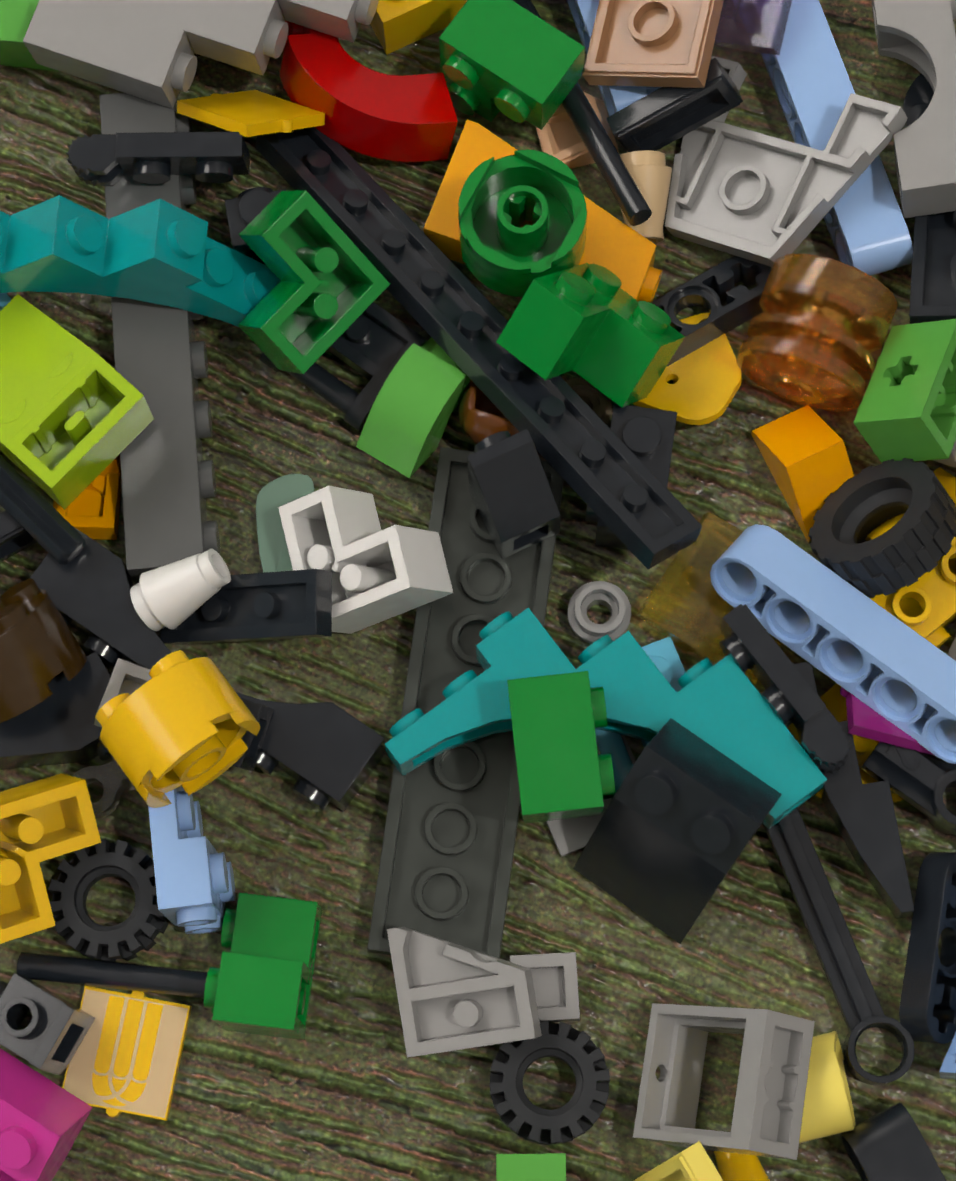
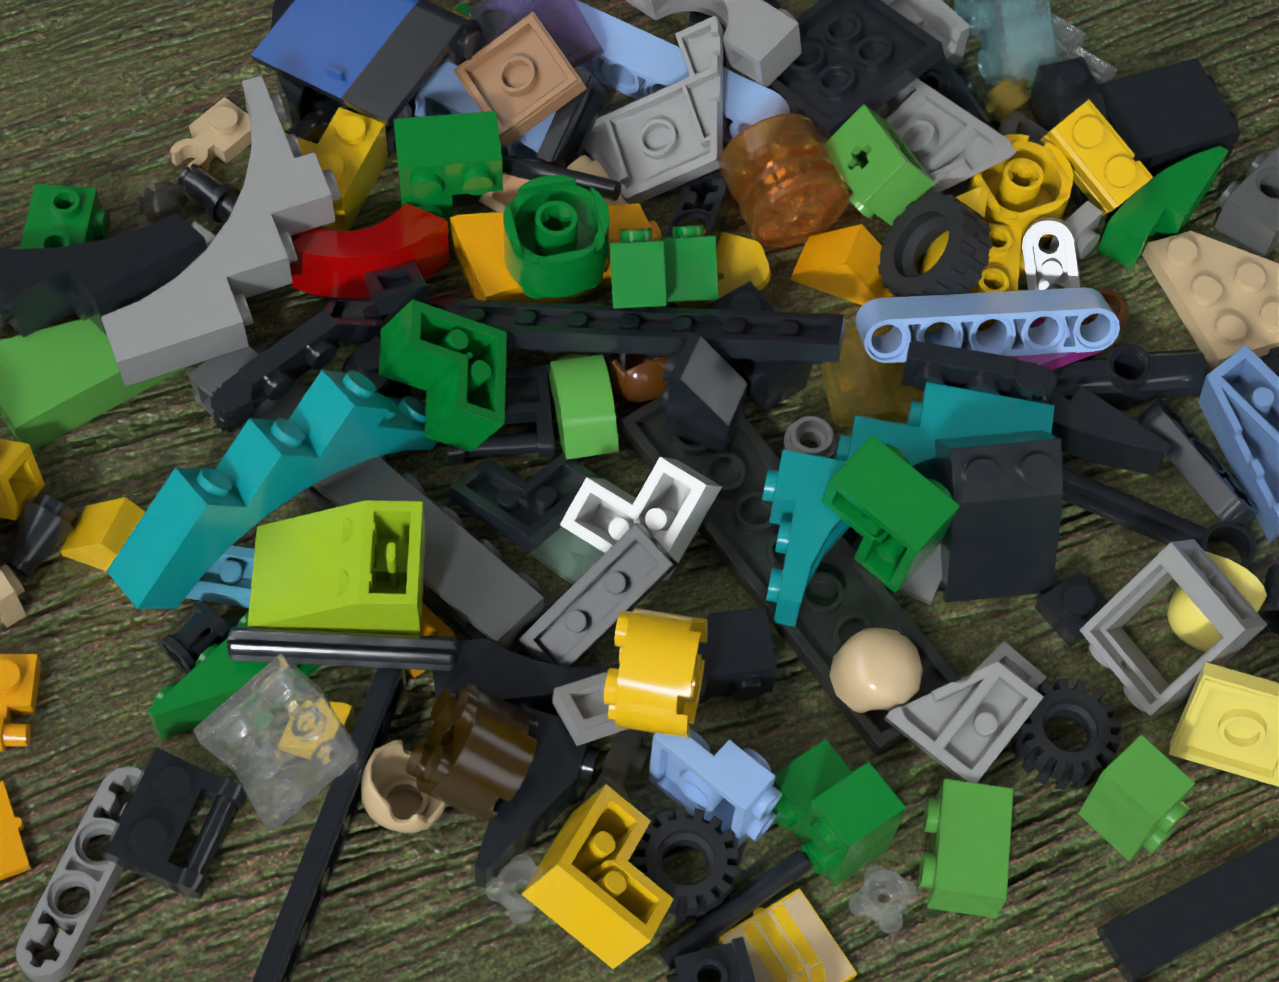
camera: 50 degrees left, 15 degrees down
(178, 589) = (546, 621): white cone -> none
(230, 1071) = (883, 882): none -> clear plate
(250, 113) = (303, 312): yellow piece -> none
(275, 462) = (517, 508): none -> black plate
(349, 156) = (395, 287): none -> black plate
(355, 1102) = (968, 848): none -> bright green brick
(426, 881) = (876, 670): none -> tan hair
(683, 974) = (1070, 606): none -> black plate

